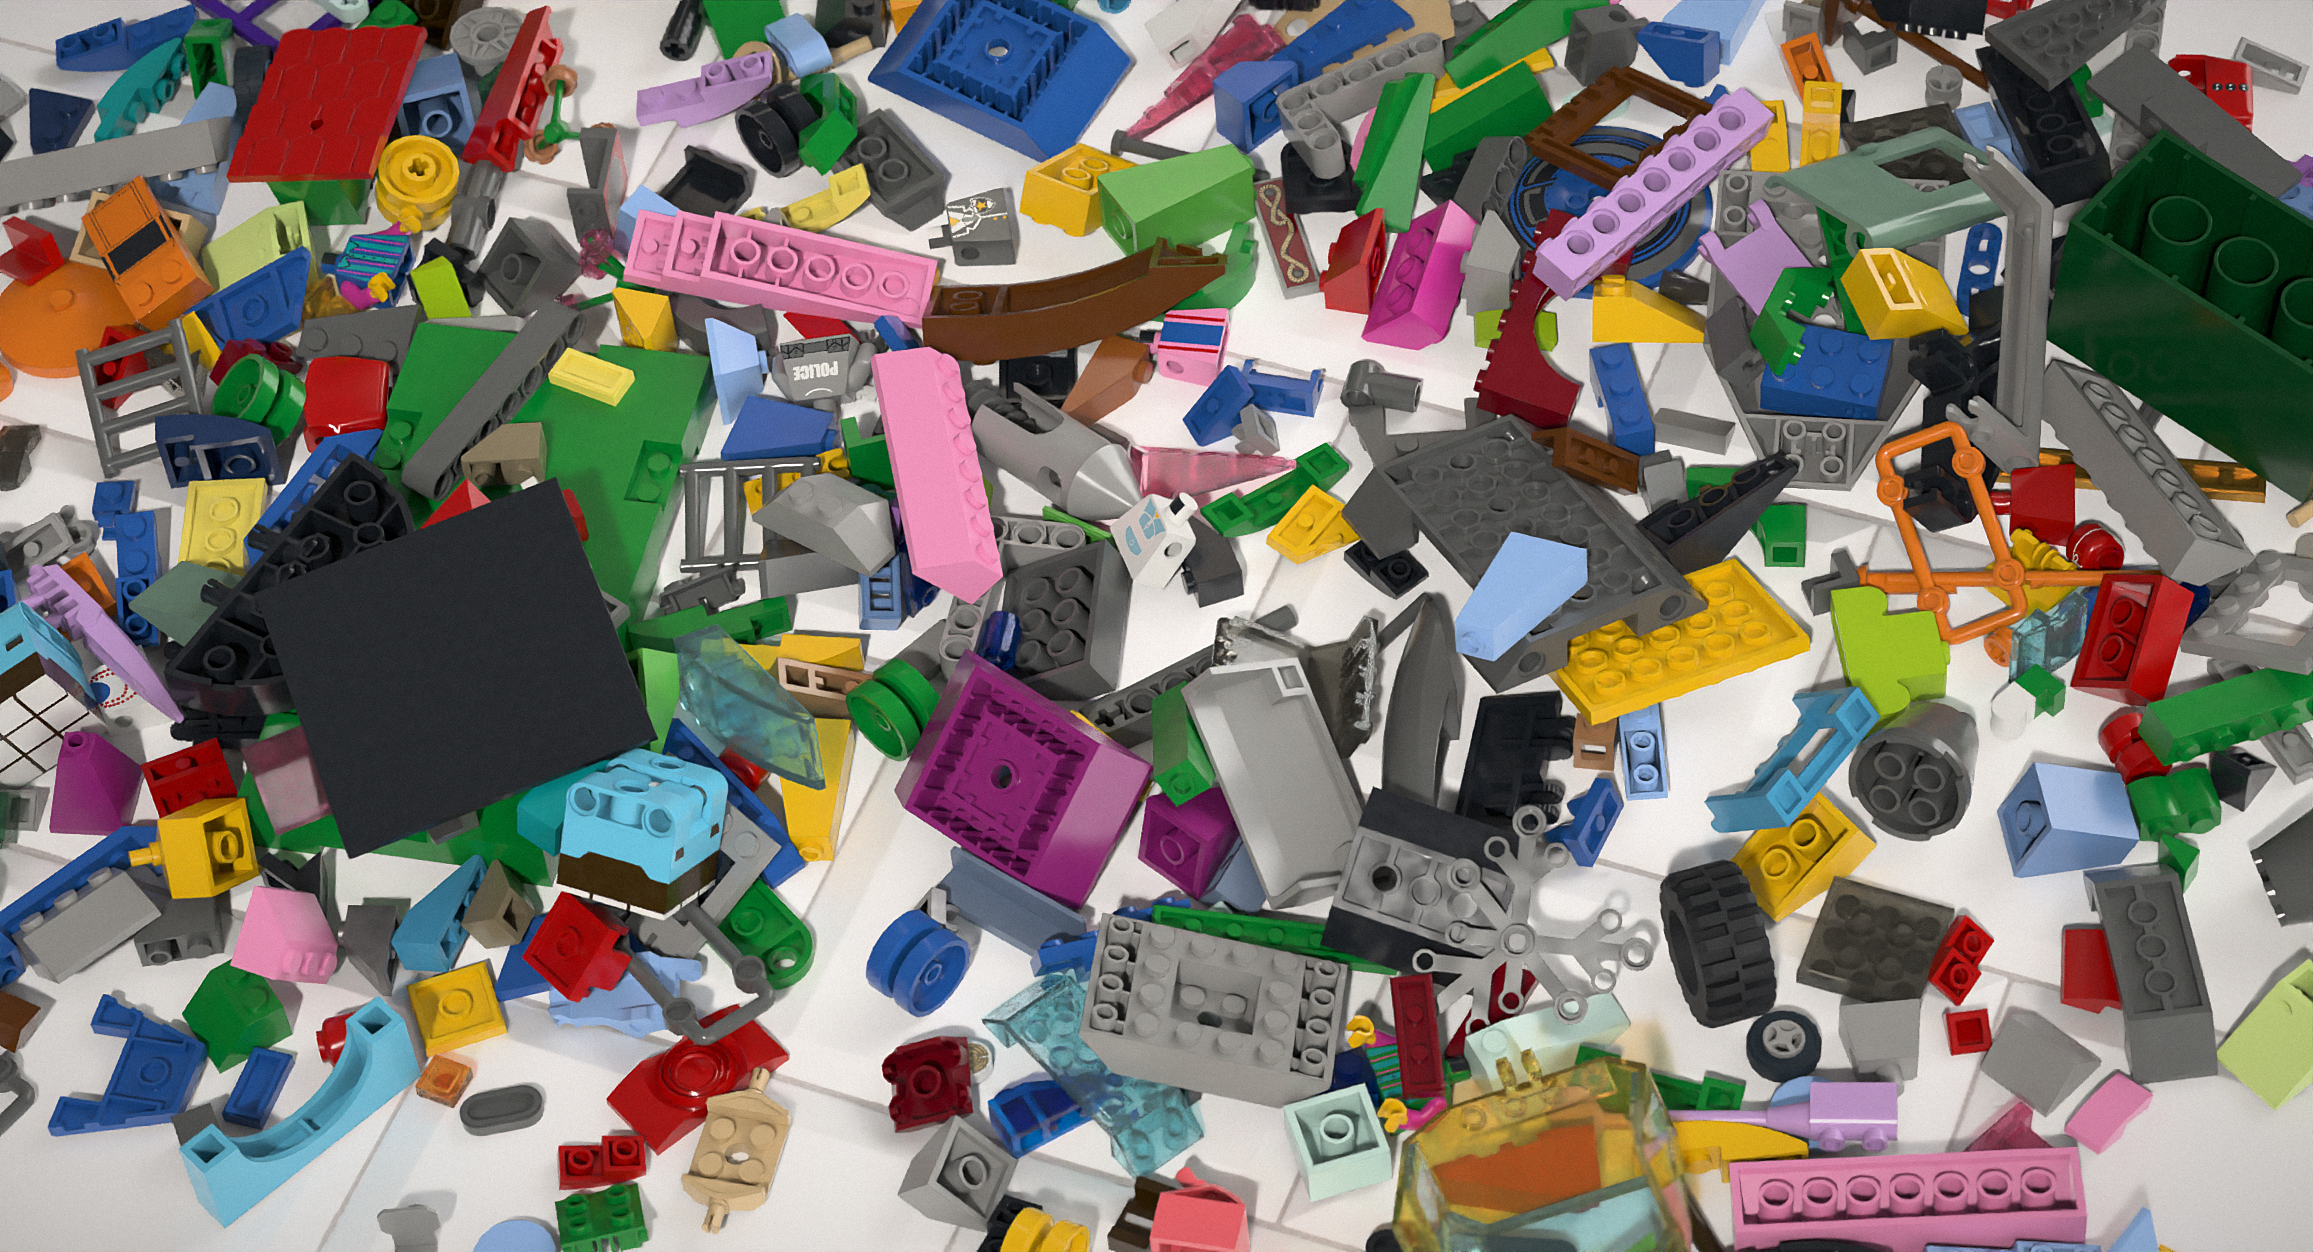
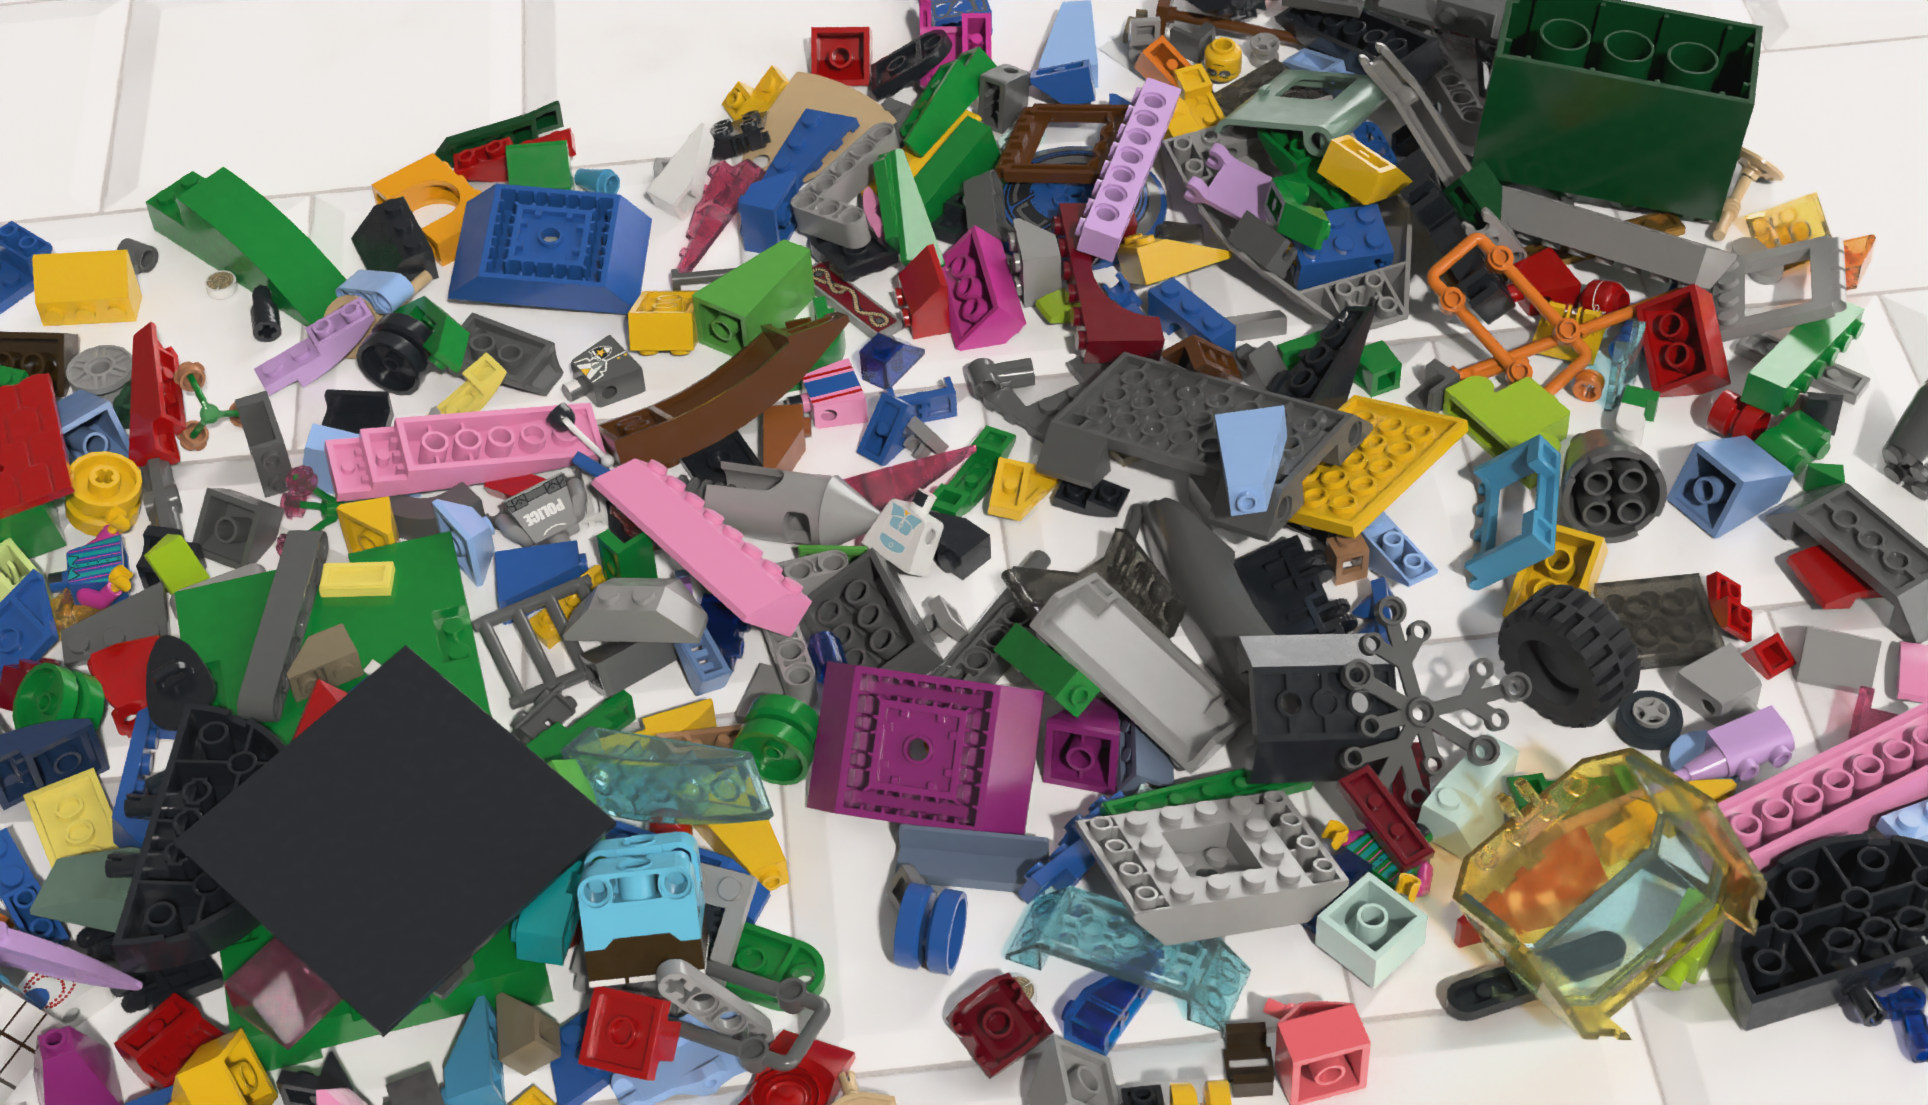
camera: 30 degrees left, 5 degrees down
(372, 420) = (174, 678): none -> black shield
(636, 922) = (709, 1011): none -> light grey beam
(892, 271) = (563, 419): none -> hinge
(1147, 646) = (945, 620): none -> light grey tile
(1278, 323) = (887, 359): none -> clear blue slope
(1568, 351) = (1123, 296): none -> blue plate
(1880, 85) = (1223, 60): none -> yellow head
(2005, 373) = (1475, 191): none -> dark green slope

